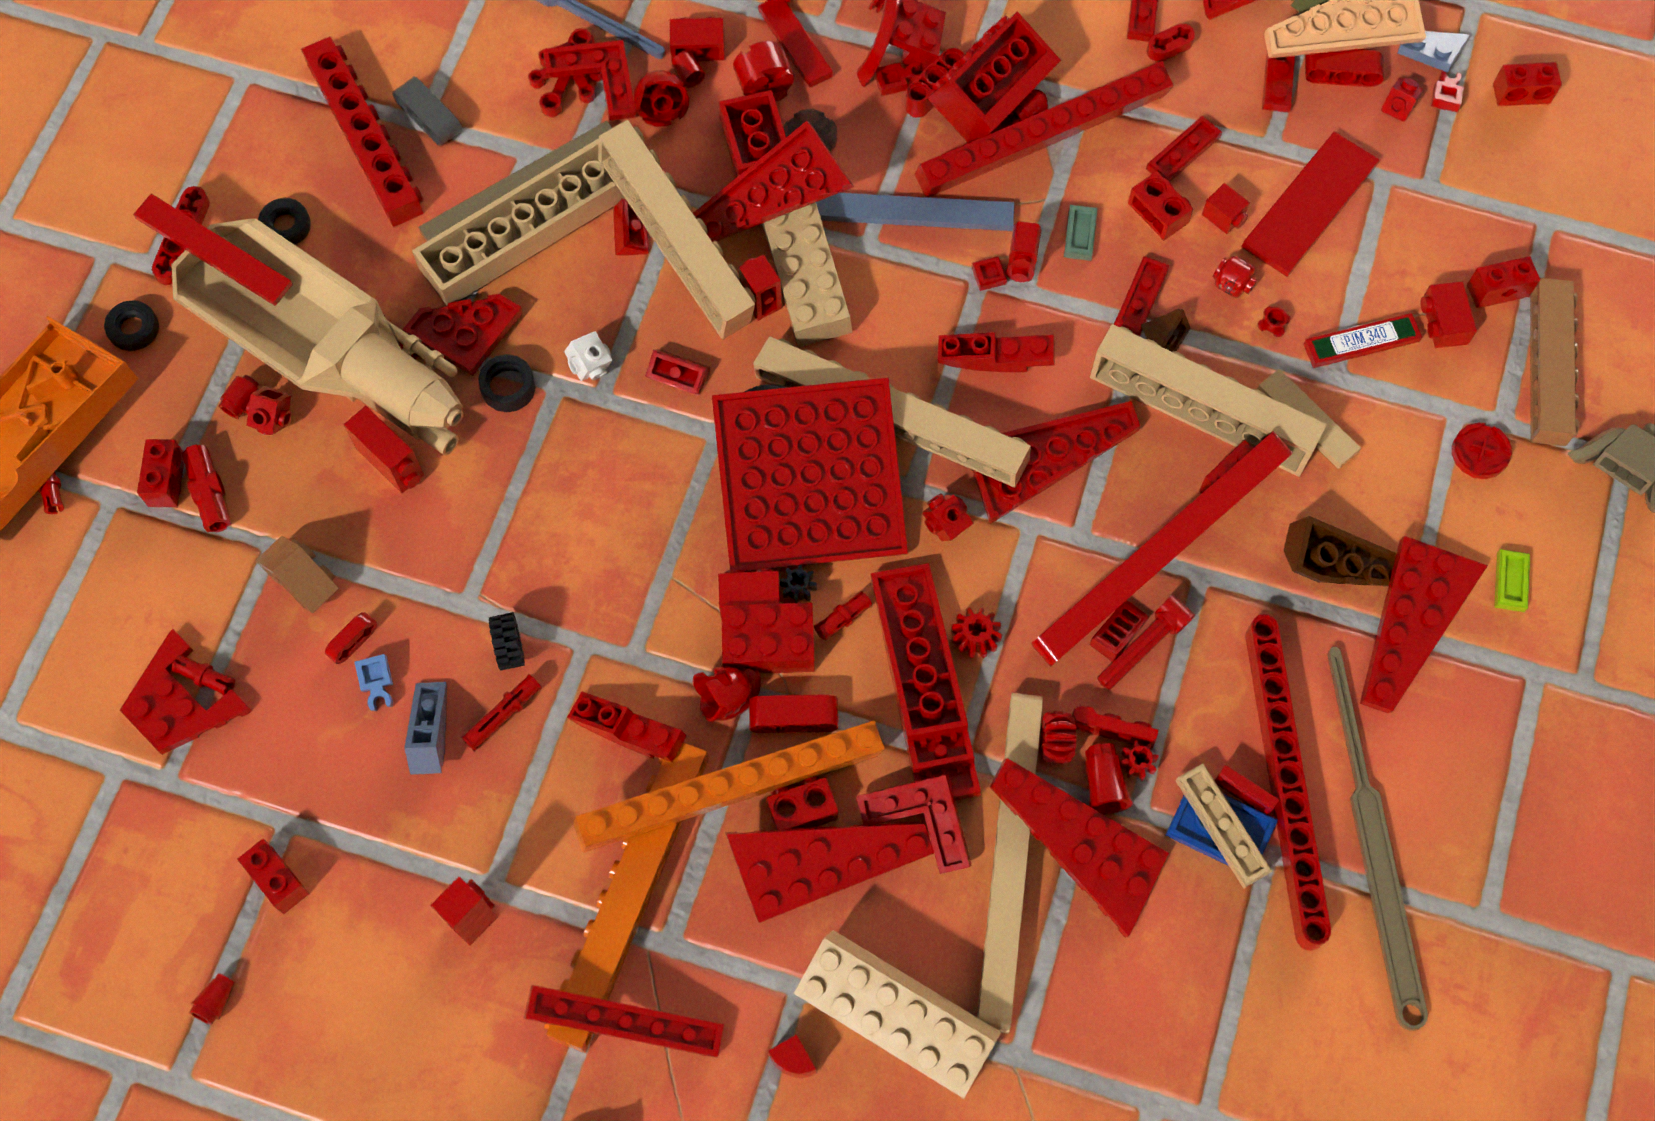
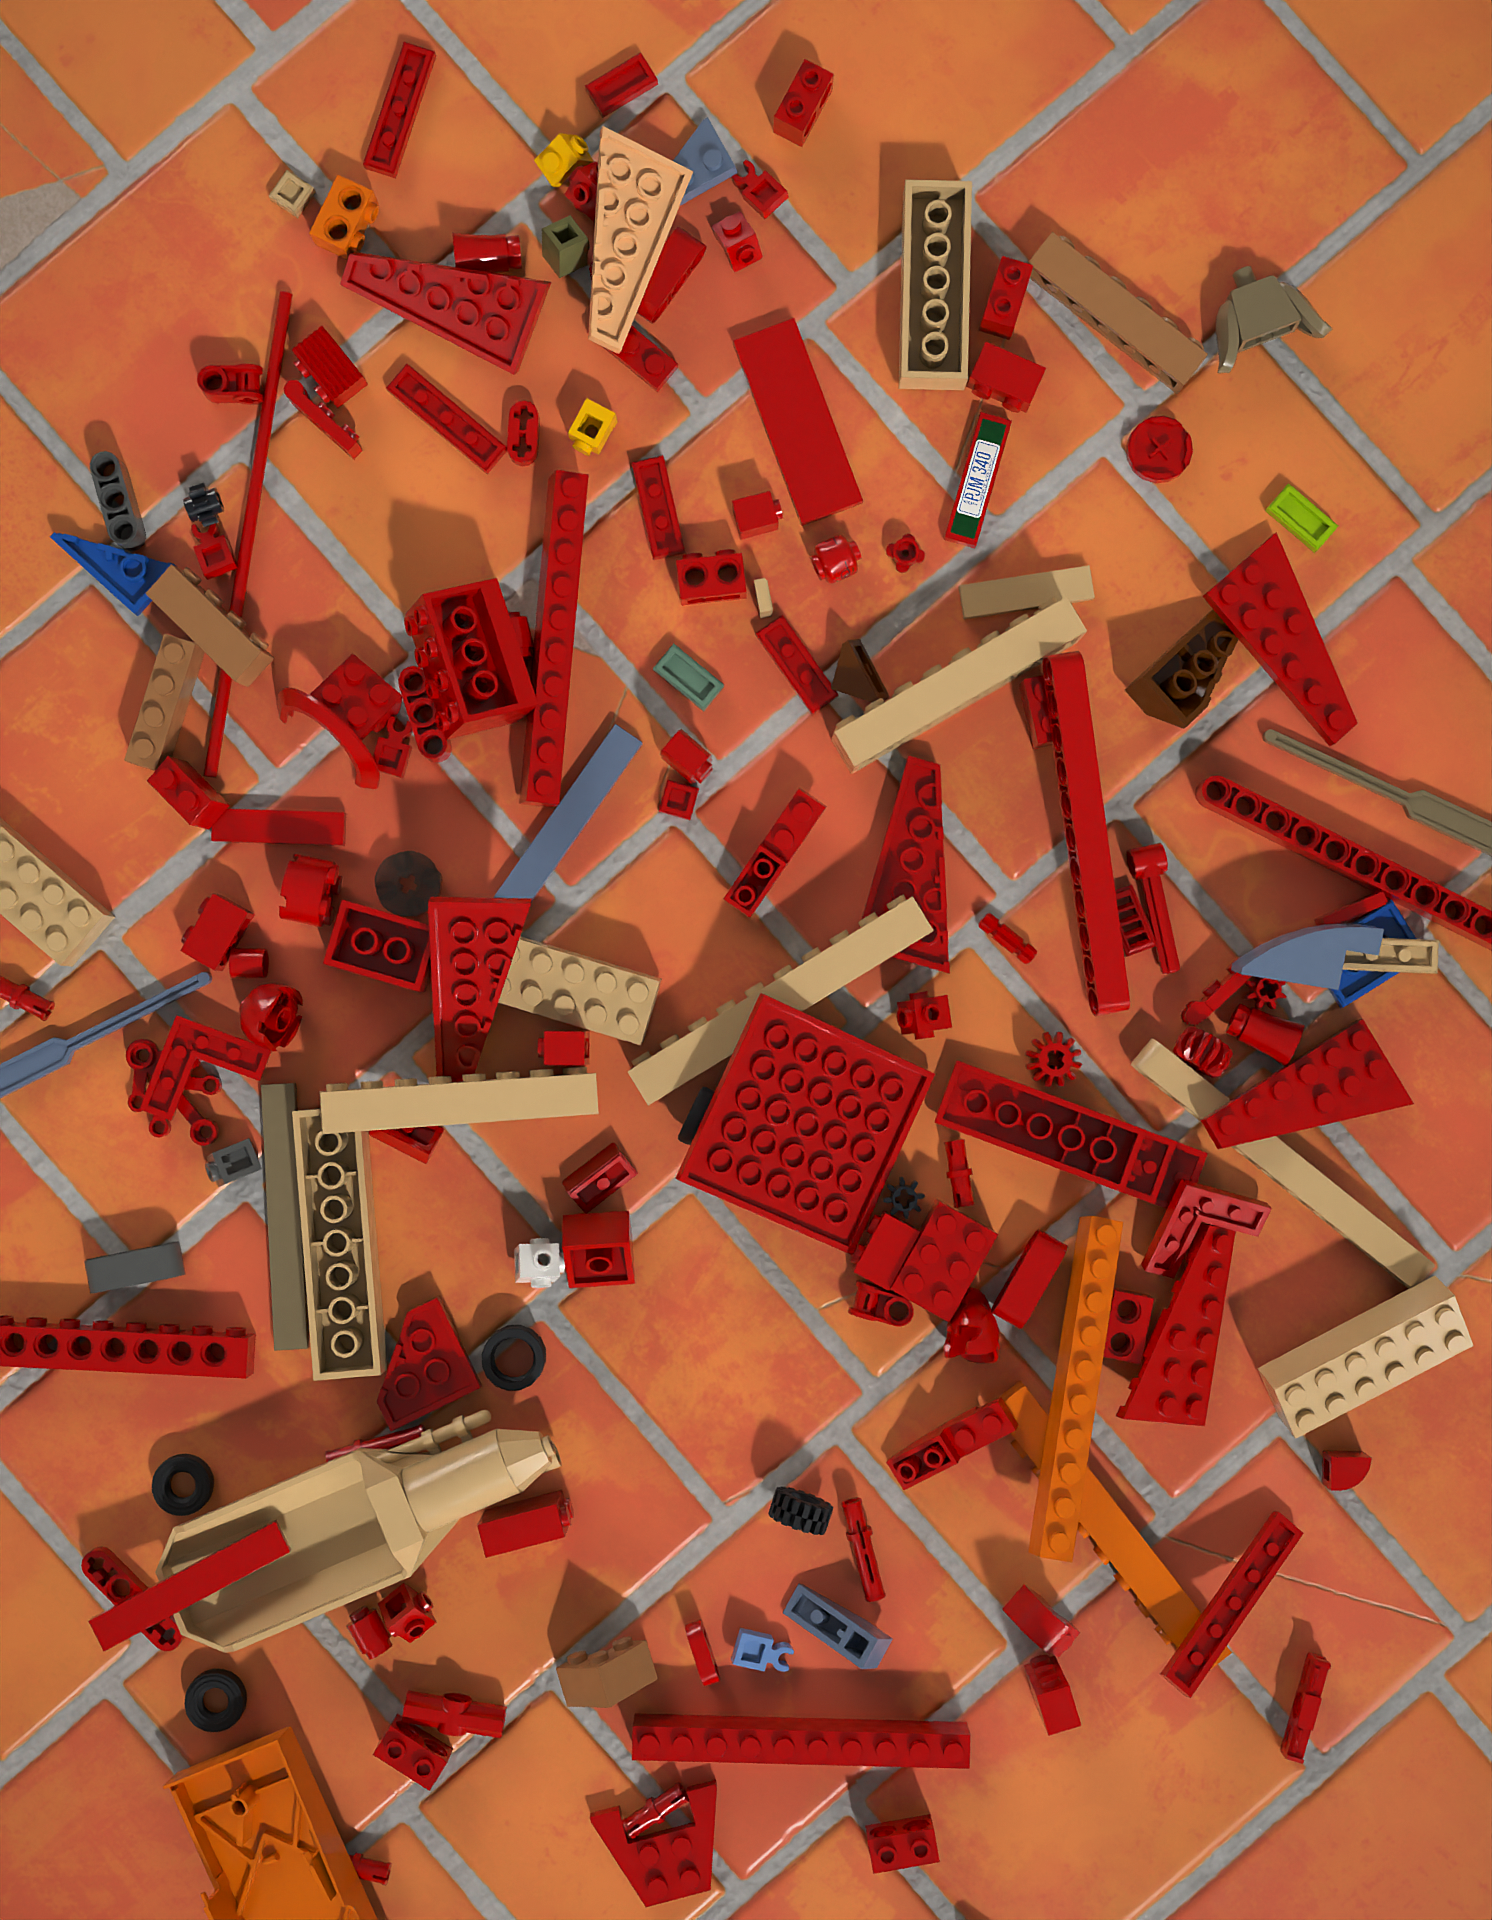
camera: 55 degrees left, 20 degrees up
(320, 752) = (801, 1741): none -> red brick
(518, 881) = (1040, 1621): none -> red brick
(539, 131) = (232, 1163): none -> dark grey bracket
(623, 394) = (598, 1249): none -> red slope
(704, 612) = (879, 1304): none -> red piece
(1045, 550) = (1007, 938): none -> red axle
(1171, 245) = (763, 598): none -> tan tile
(1190, 765) = (1310, 954): none -> sand blue slope
(1207, 76) = (592, 416): none -> yellow brick
(1474, 229) = (935, 284): none -> tan brick

